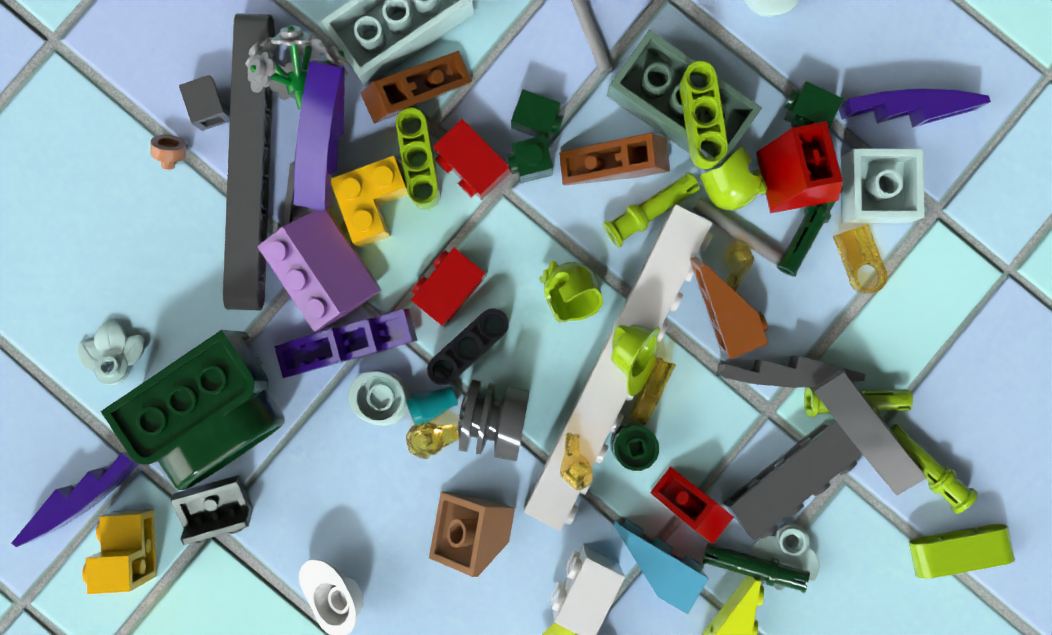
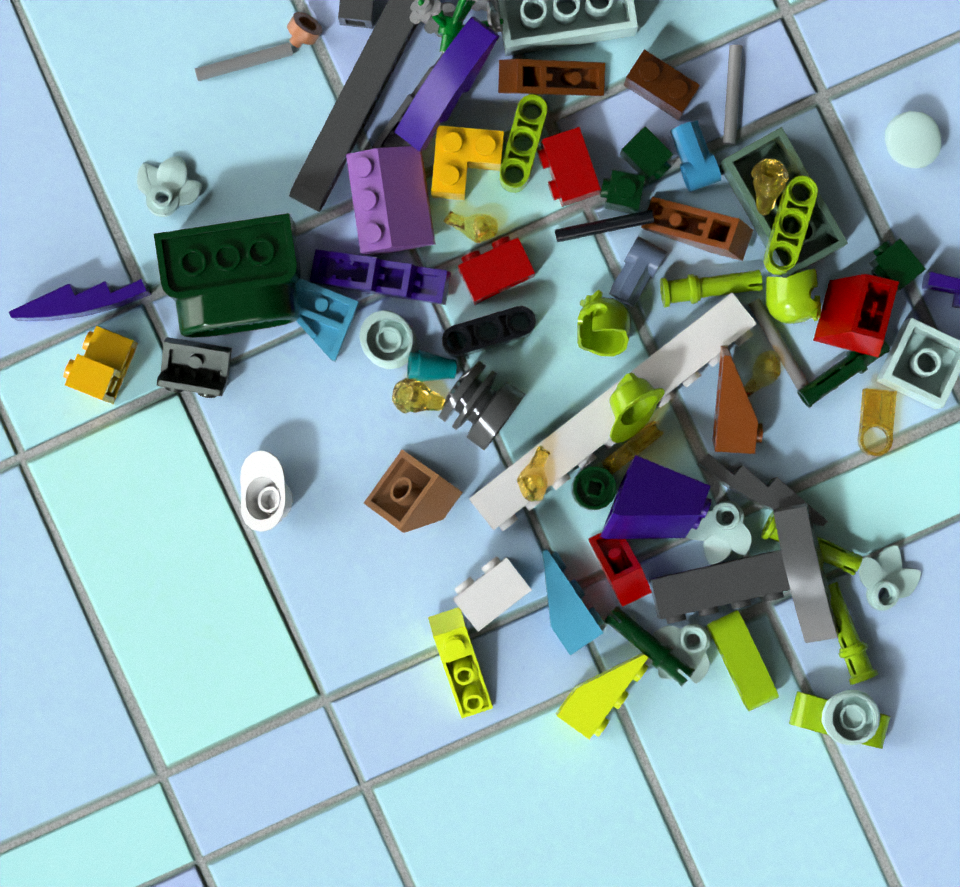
camera: 20 degrees right, 0 degrees up
(128, 205) = (244, 61): none -> light grey bar
(310, 404) = (325, 316): none -> medium azure wing
(411, 256) = (475, 227): none -> clear yellow animal
(519, 45) = (661, 84): none -> reddish brown brick
(529, 199) = (604, 226): none -> black bar
(578, 217) = (639, 266): none -> sand blue piece
(587, 103) = (697, 164): none -> dark azure piece
(664, 86) = (769, 182): none -> clear yellow animal
(699, 434) = (655, 503): none -> dark purple slope
(769, 434) = (722, 537): none -> light aqua plate
(847, 538) = (742, 660): none -> lime beam
(941, 399) = (888, 574): none -> light aqua plate
(978, 549) = (851, 717): none -> light aqua piece

